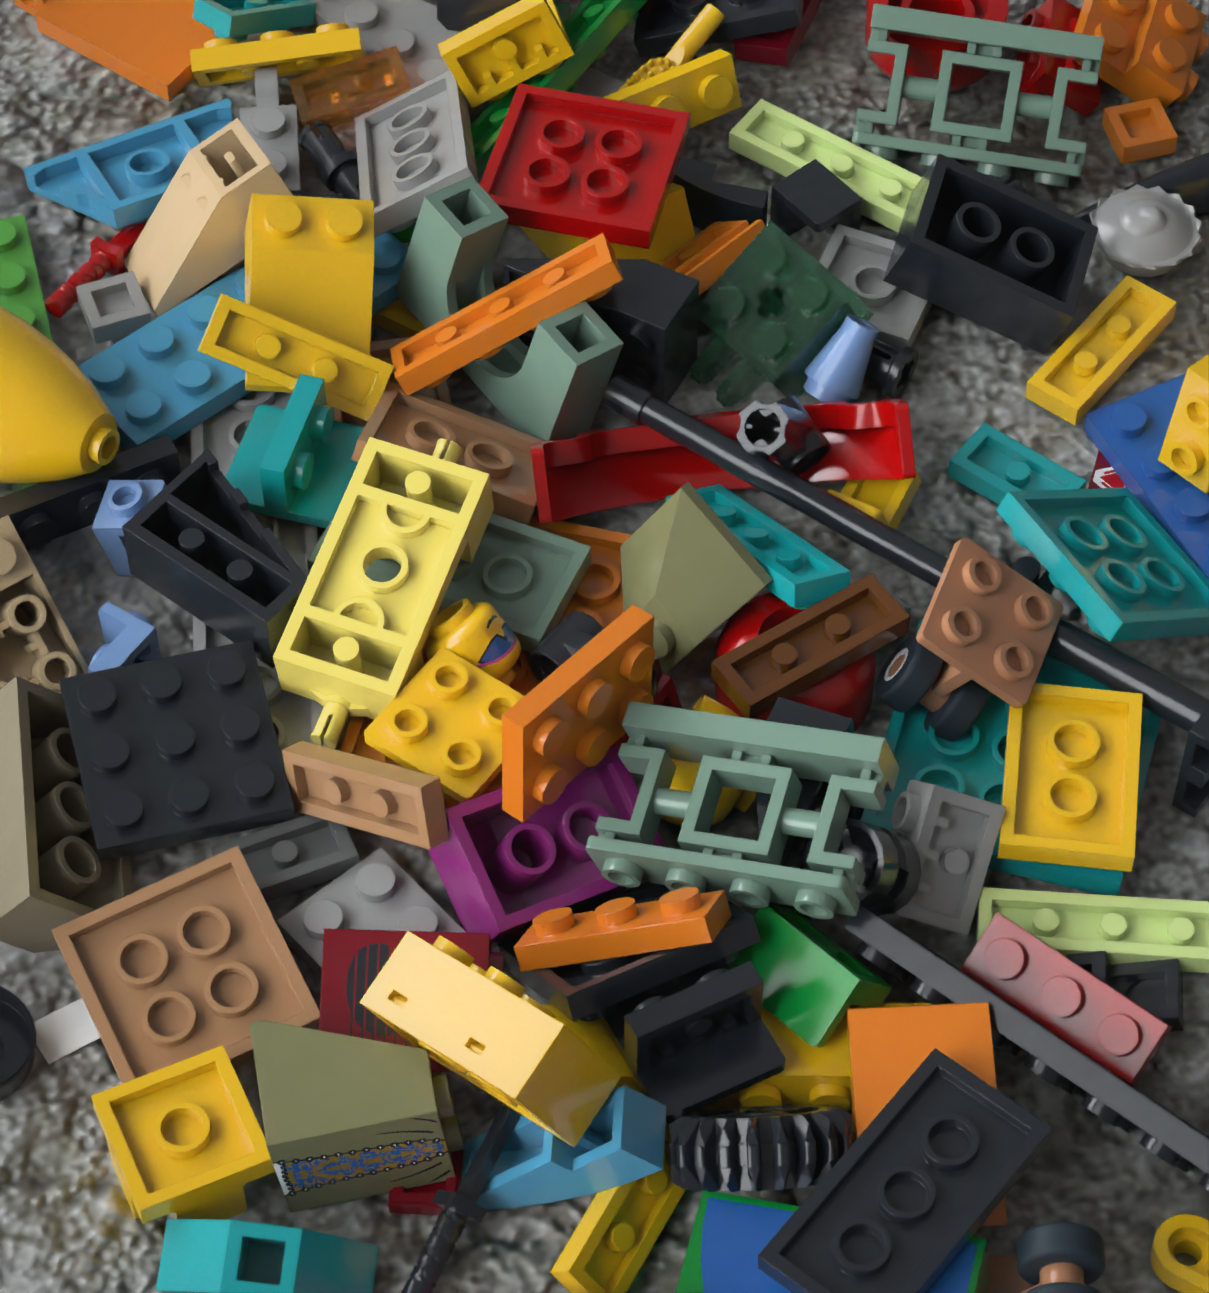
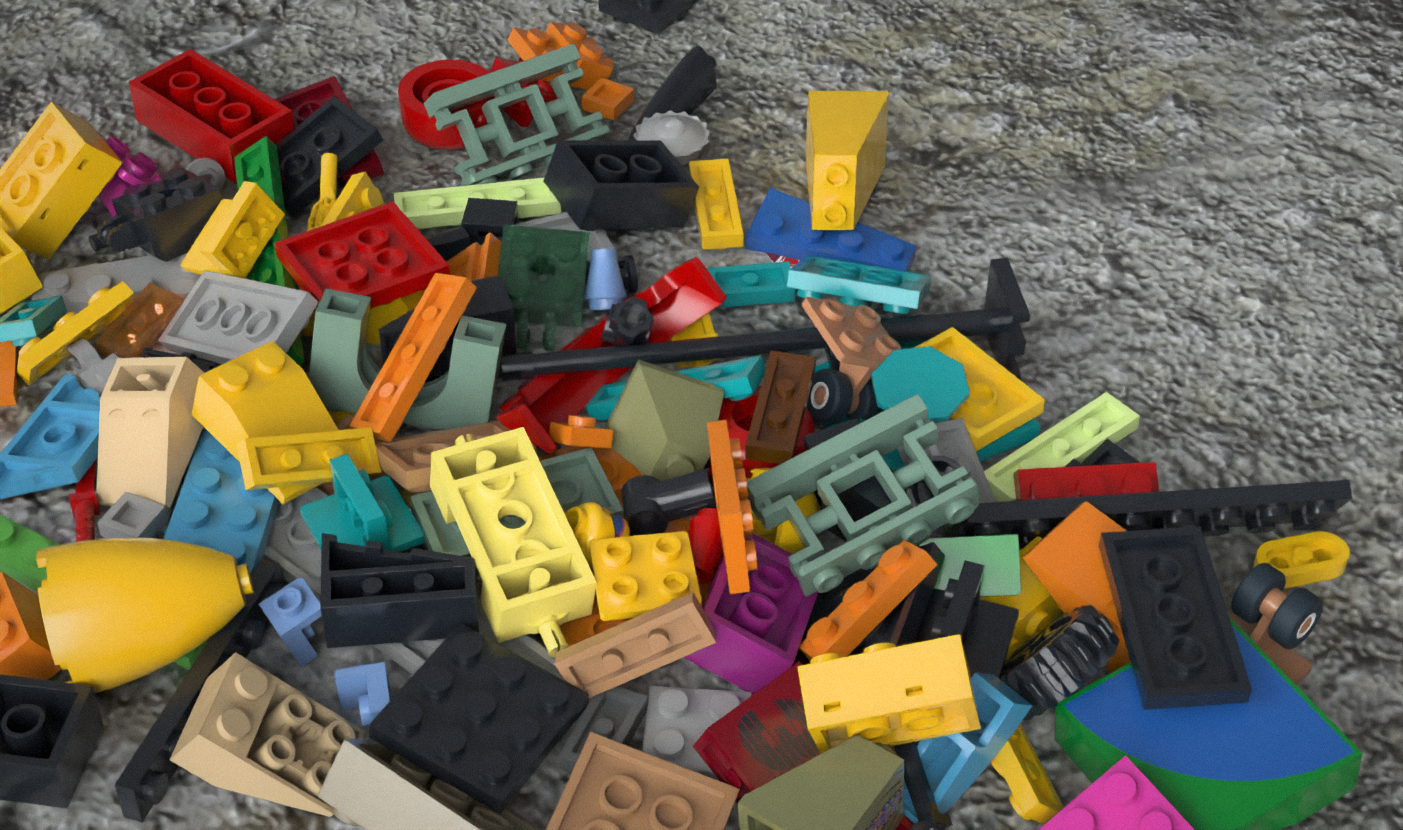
camera: 45 degrees left, 10 degrees down
(596, 524) = (581, 432): none -> orange plate
(989, 734) = (923, 372): none -> teal piece

